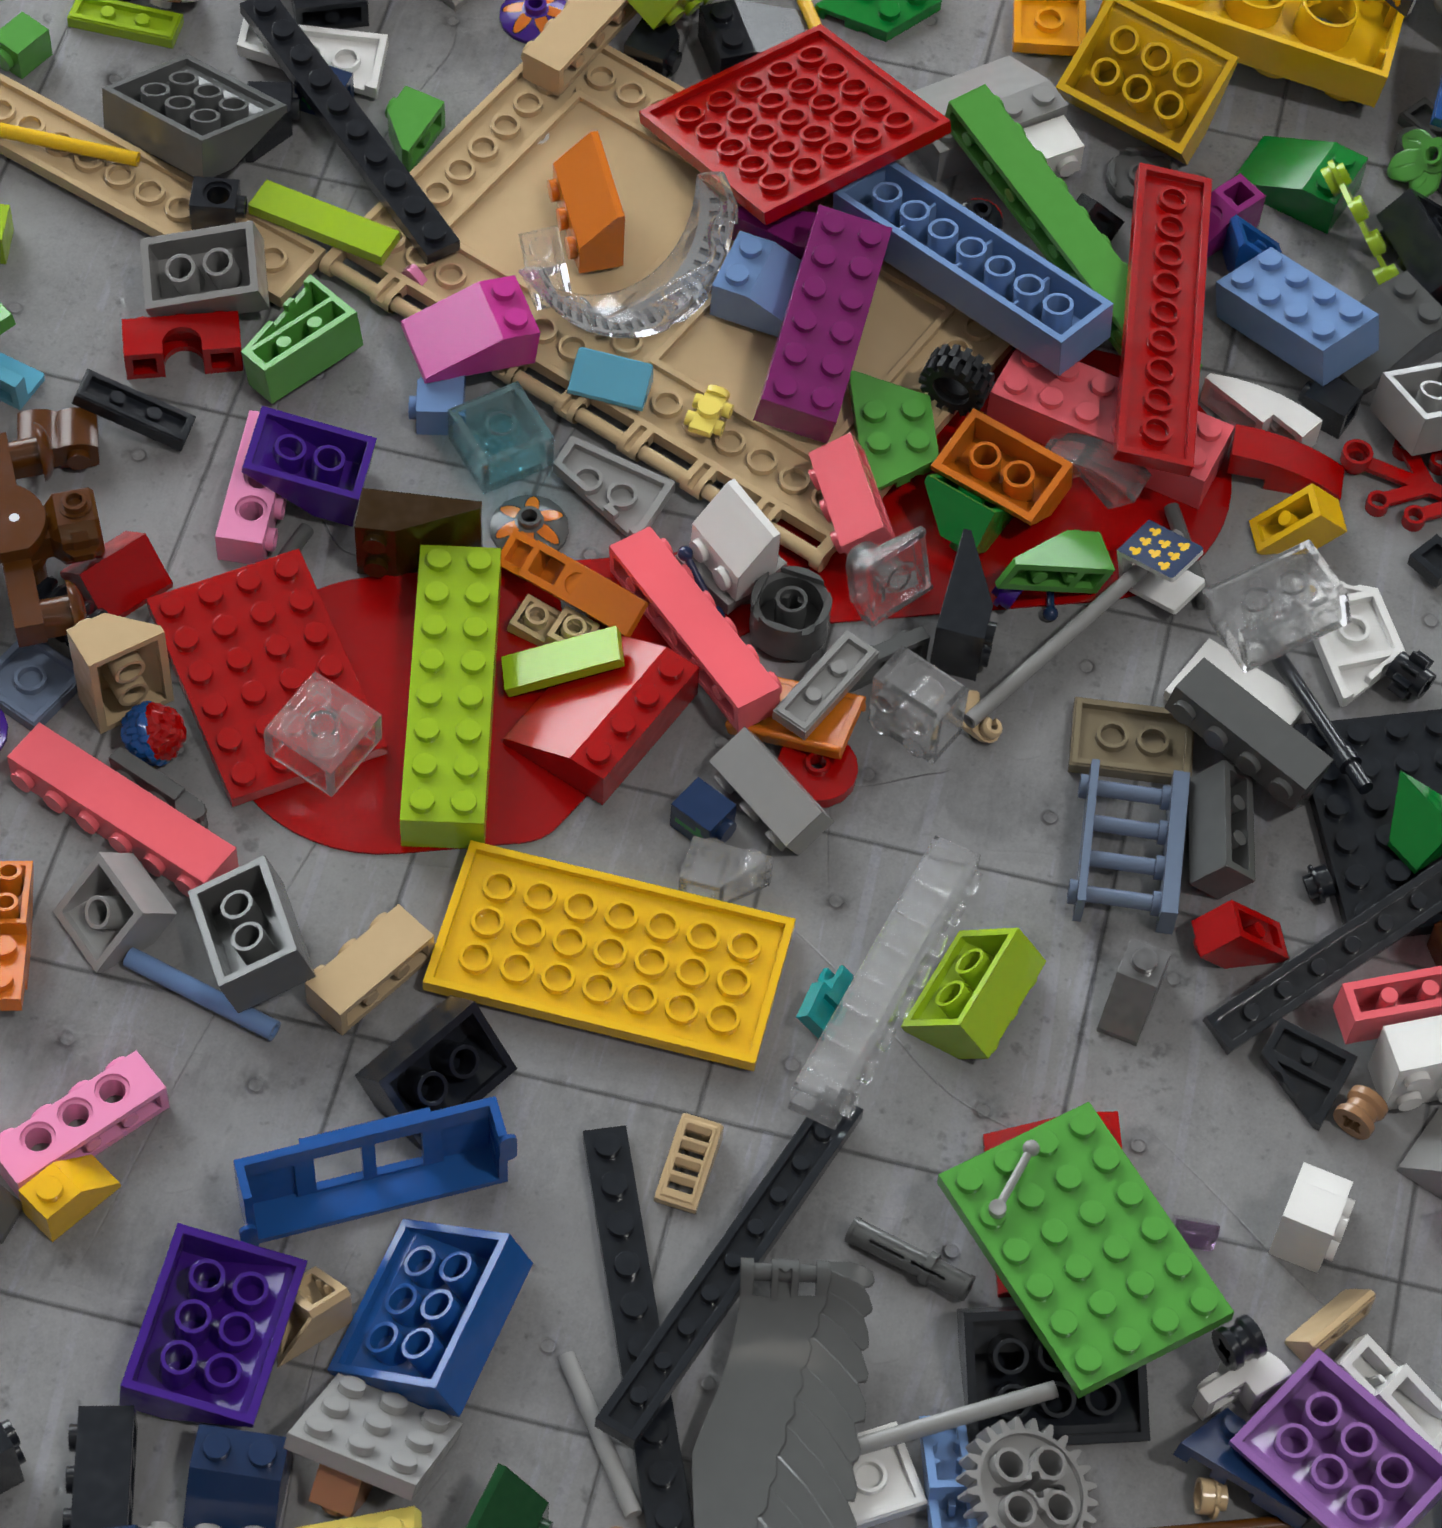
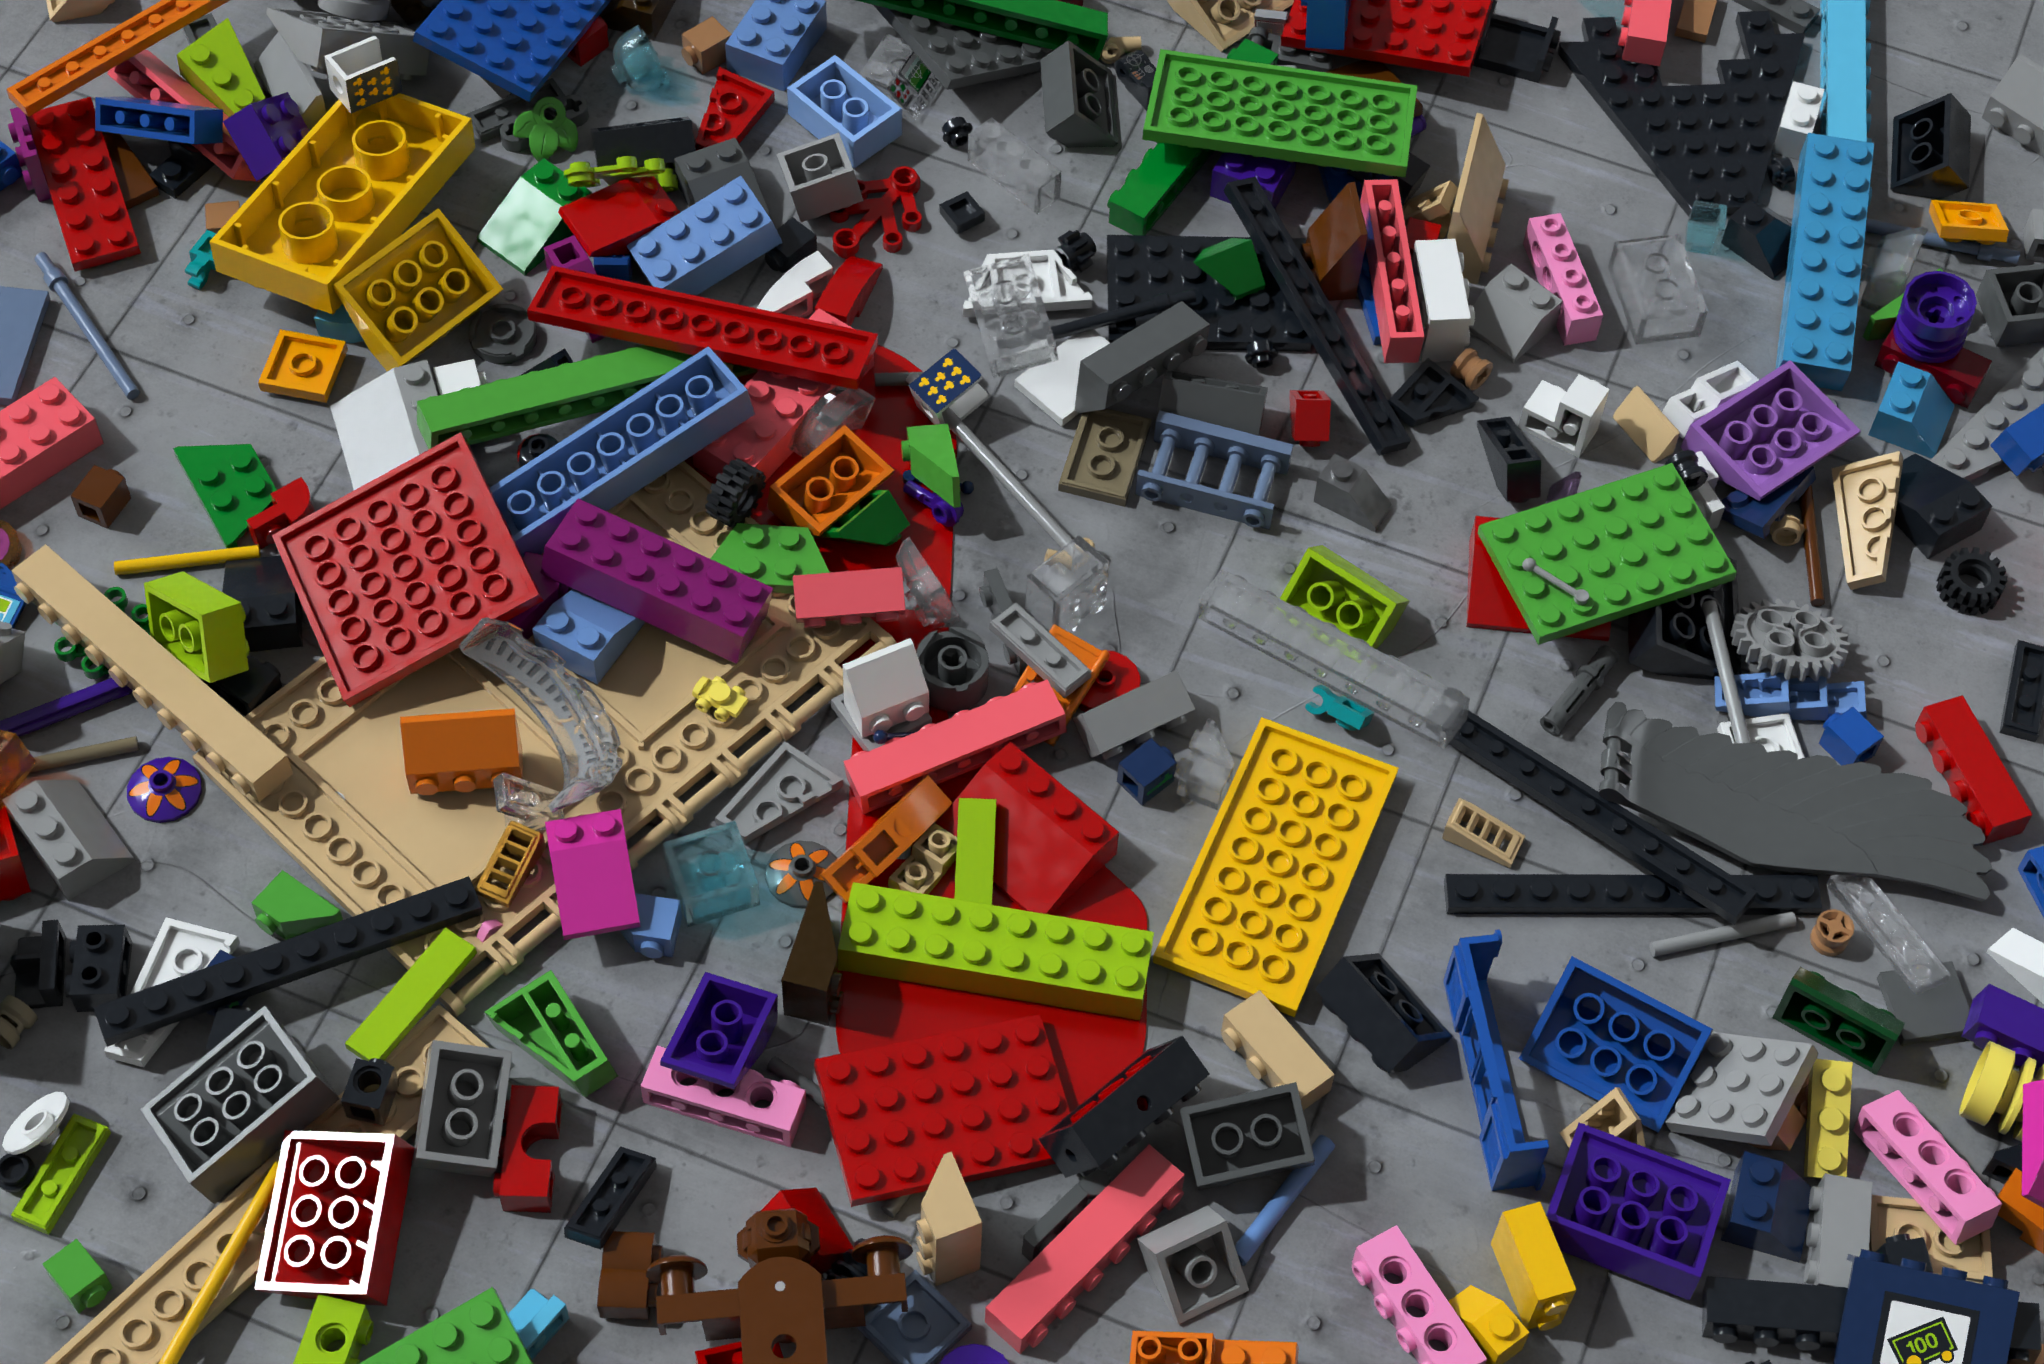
camera: 80 degrees left, 0 degrees up
(86, 206) = (335, 1216): none -> red slope
(125, 1224) = (1533, 1266): none -> yellow brick
(153, 732) = (1005, 1208): piece -> none
(272, 816) = (1125, 1108): none -> black brick
(323, 733) = (1041, 1052): clear brick -> none
(493, 263) = (518, 841): none -> pearl gold slope
(611, 379) = (666, 771): medium azure slope -> none
(869, 38) = (289, 506): none -> red brick
(964, 624) = (972, 536): black slope -> none
(1231, 1161) = (1511, 459): none -> black slope
(1300, 517) = (911, 296): yellow slope -> none
(1309, 232) = (618, 215): none -> red slope

